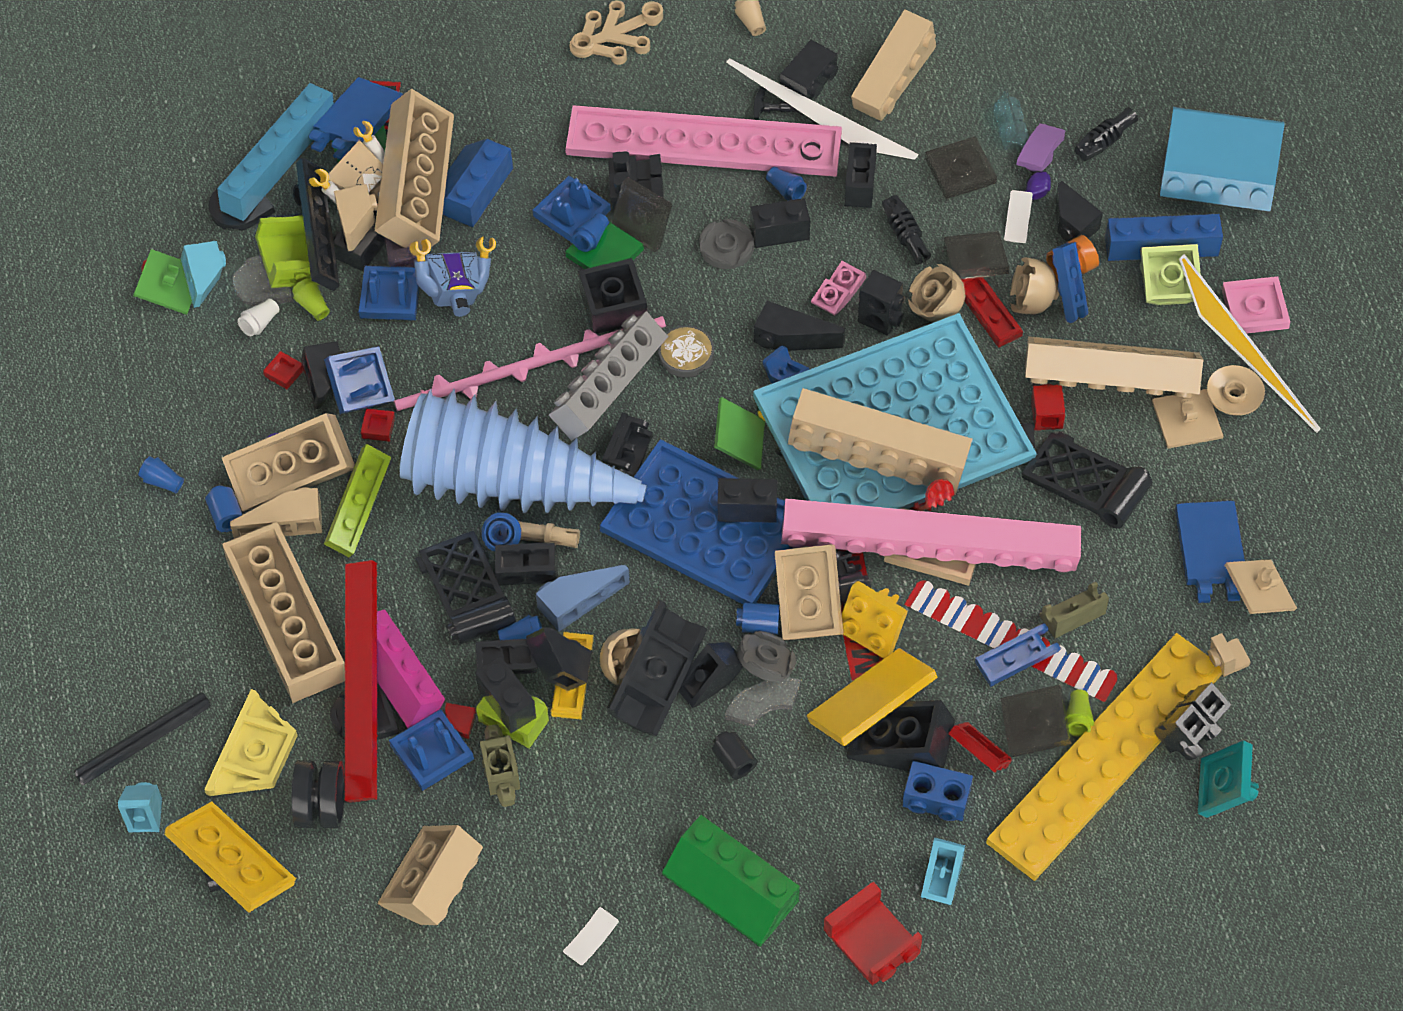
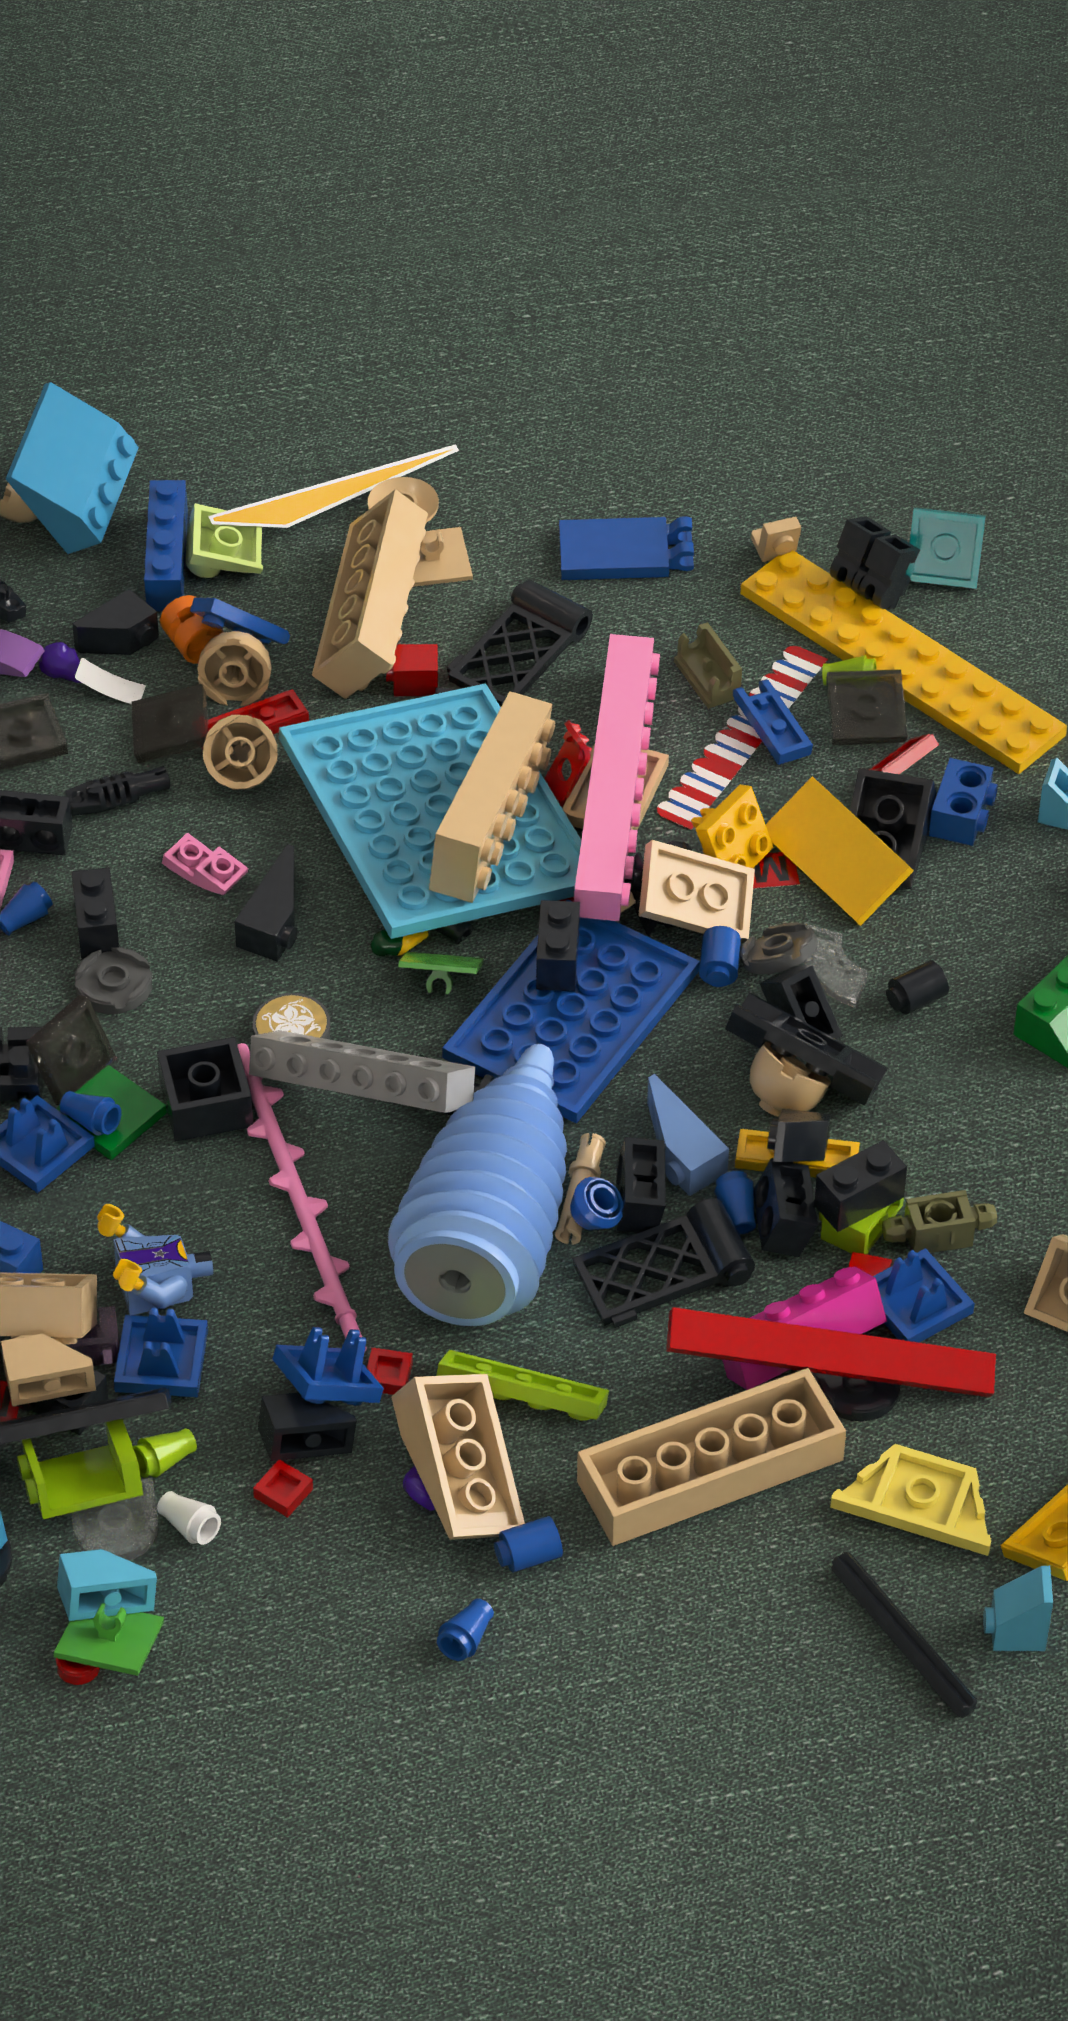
camera: 90 degrees left, 10 degrees down
(295, 511) = (543, 1468): tan slope -> none
(318, 794) = (1003, 1401): black wheel -> none
(780, 366) = (342, 917): blue bracket -> none
(880, 302) = (249, 807): black brick -> none
(1257, 304) = (273, 472): bright pink plate -> none
(1260, 586) = (681, 504): tan piece -> none

